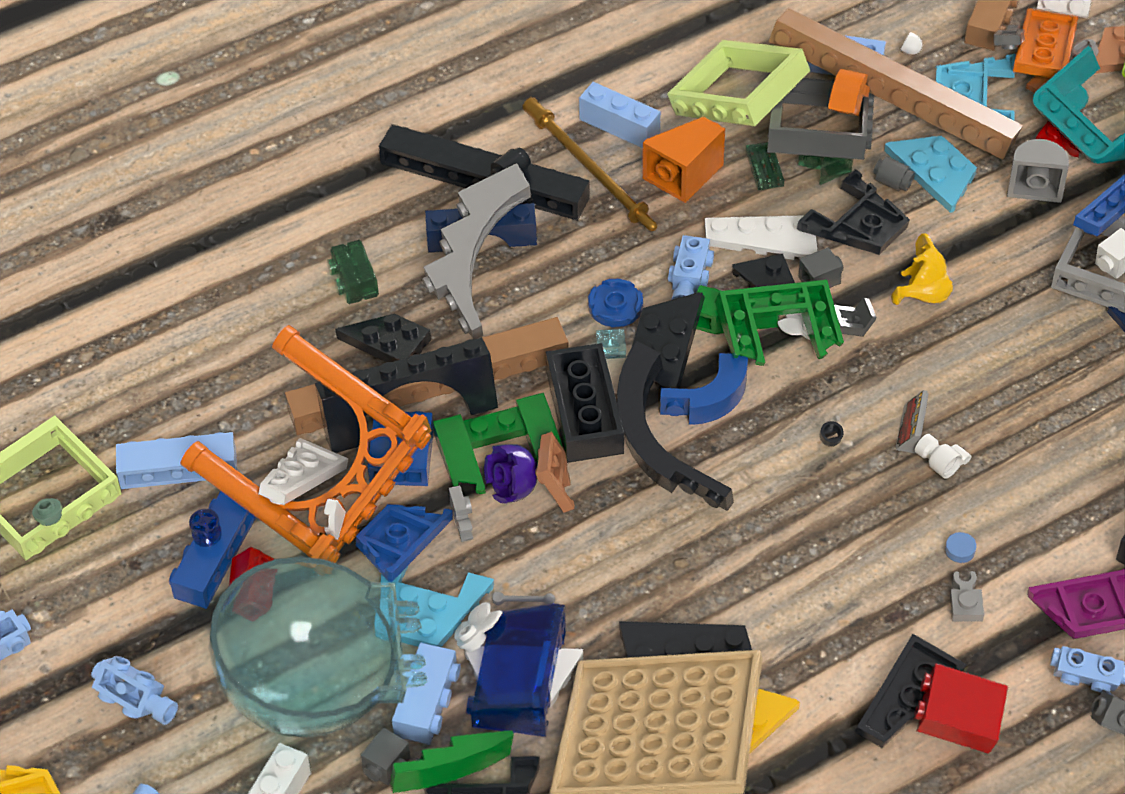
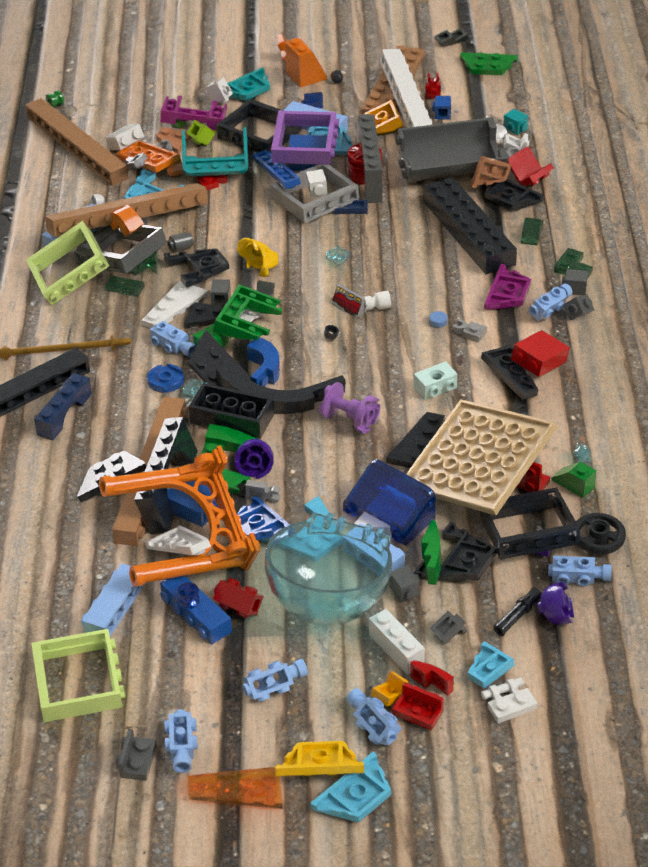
camera: 60 degrees left, 10 degrees down
(47, 511) = (109, 668): sand green plate -> none
(336, 517) = (236, 529): white tile -> none
(353, 272) = (42, 472): clear green brick -> none
(471, 632) = (350, 508): white plate -> none
(481, 209) = (79, 409): light grey arch -> none
(498, 598) = (329, 501): light grey hinge -> none
(510, 158) = (39, 369): black brick -> none
(553, 470) = (272, 438): nougat wing -> none
(618, 114) = (36, 321): light blue brick -> none
(675, 548) = (362, 412): none -> medium lavender piece
(684, 157) = (98, 306): orange slope -> none
(831, 605) = (435, 380): none -> light aqua brick
(937, 167) = (197, 224): medium azure wing -> none
(1006, 360) = (337, 255): none -> clear light blue plate
(1038, 171) = (234, 189): light grey brick -> none

